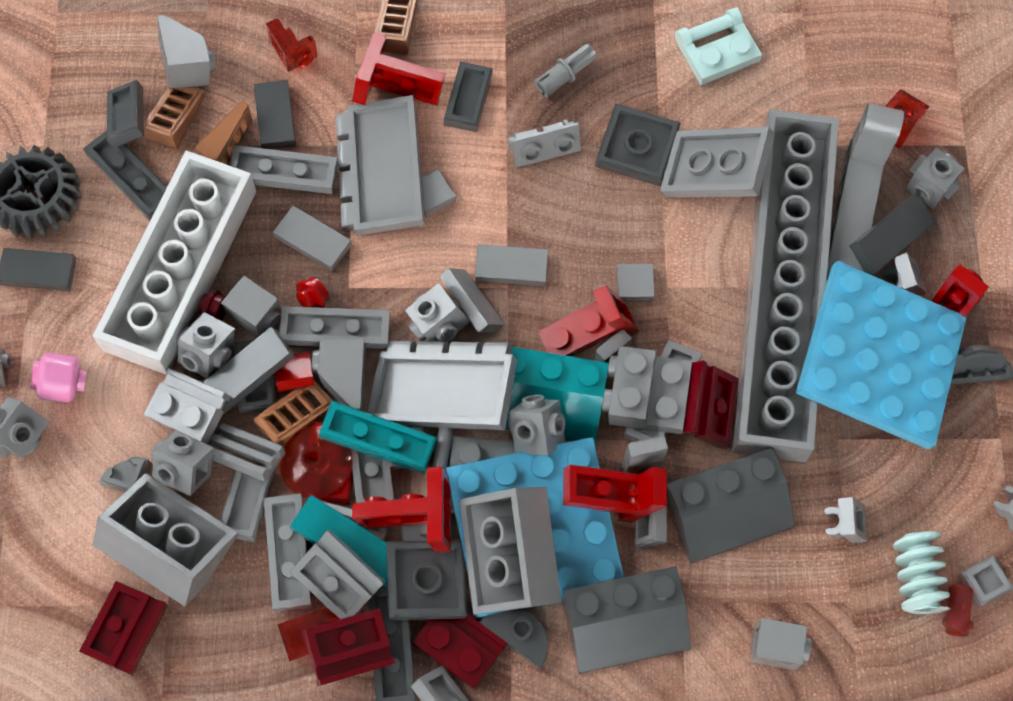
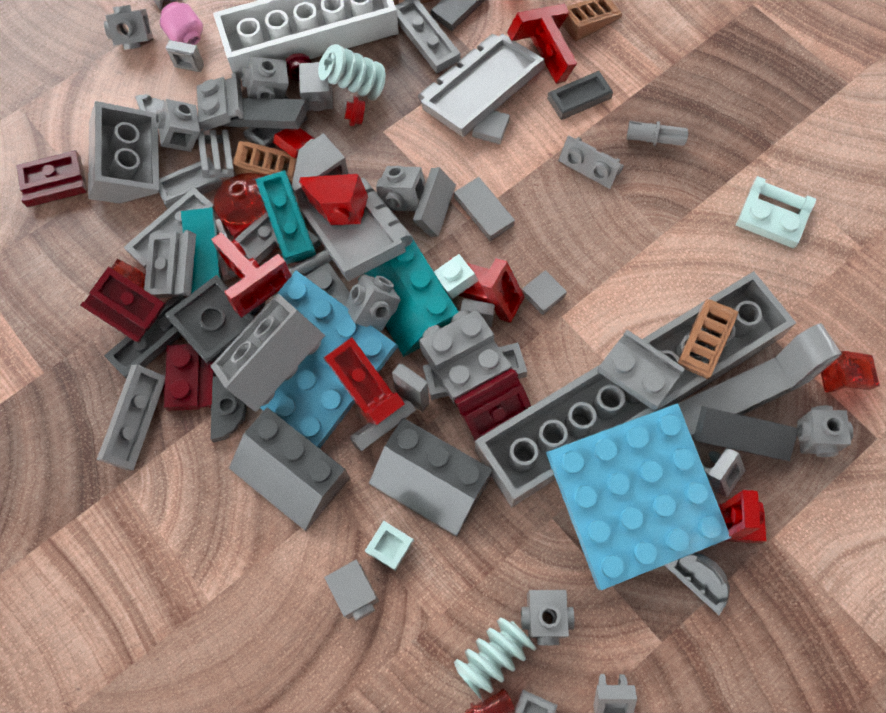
camera: 55 degrees right, 0 degrees up
(99, 401) = (185, 56): none -> light grey tile
(278, 263) = (352, 71): none -> light aqua piece
(308, 324) = (359, 155): light grey plate -> none
(312, 238) = (397, 88): light grey tile -> none
(404, 379) = (336, 197): none -> red slope
(570, 338) = (456, 276): none -> light aqua plate
(637, 144) = (648, 218): dark grey tile -> none
(717, 162) = (680, 272): light grey plate -> none
(763, 585) = (389, 545): none -> light aqua plate
(785, 264) = (640, 370): none -> light grey plate
(805, 174) = (717, 319): none -> nougat slope
(851, 520) = (491, 572): light grey tile -> none
(921, 504) = (551, 602): none -> light grey brick

